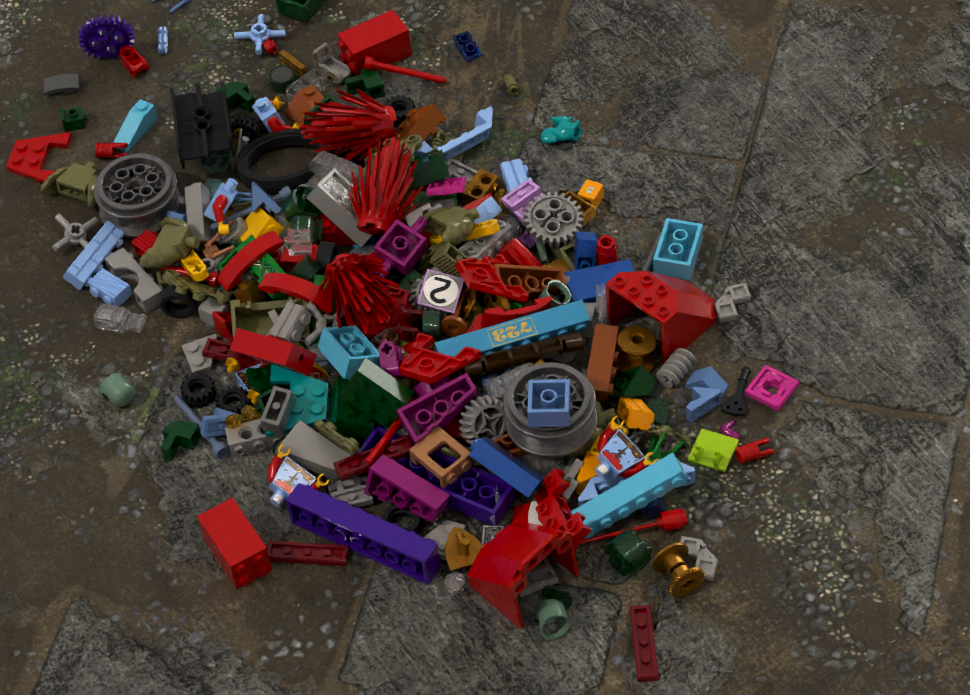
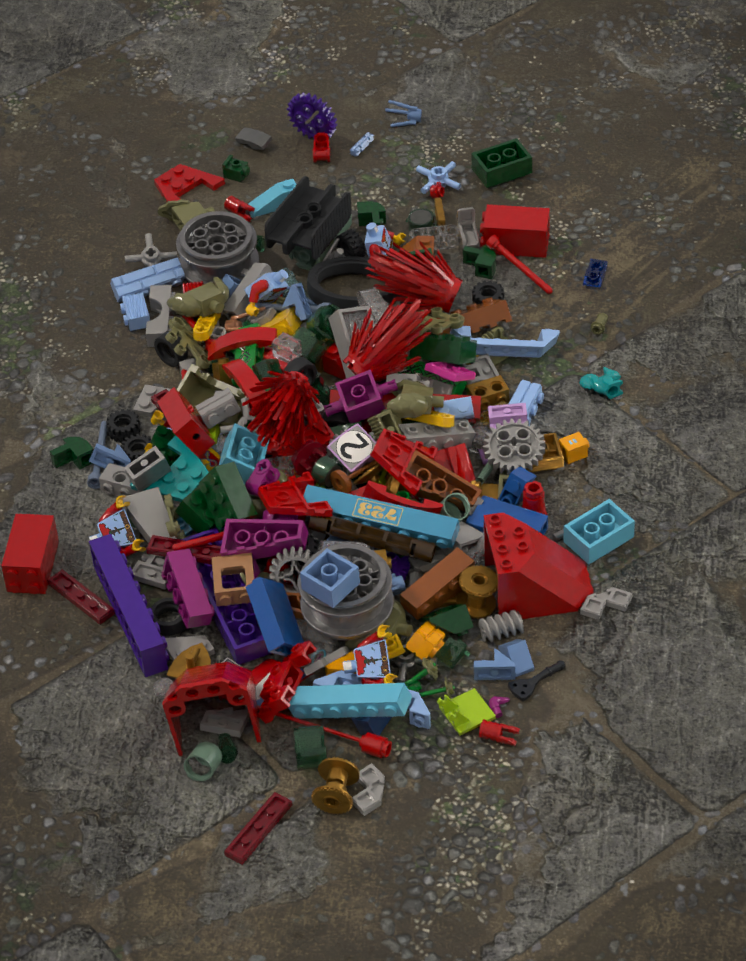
camera: 35 degrees right, 5 degrees down
(117, 389) = (65, 390): sand green helmet -> none
(118, 319) = (119, 338): clear piece -> none
(247, 413) = (116, 460): clear yellow bar -> none
(772, 378) = (569, 681): dark pink piece -> none

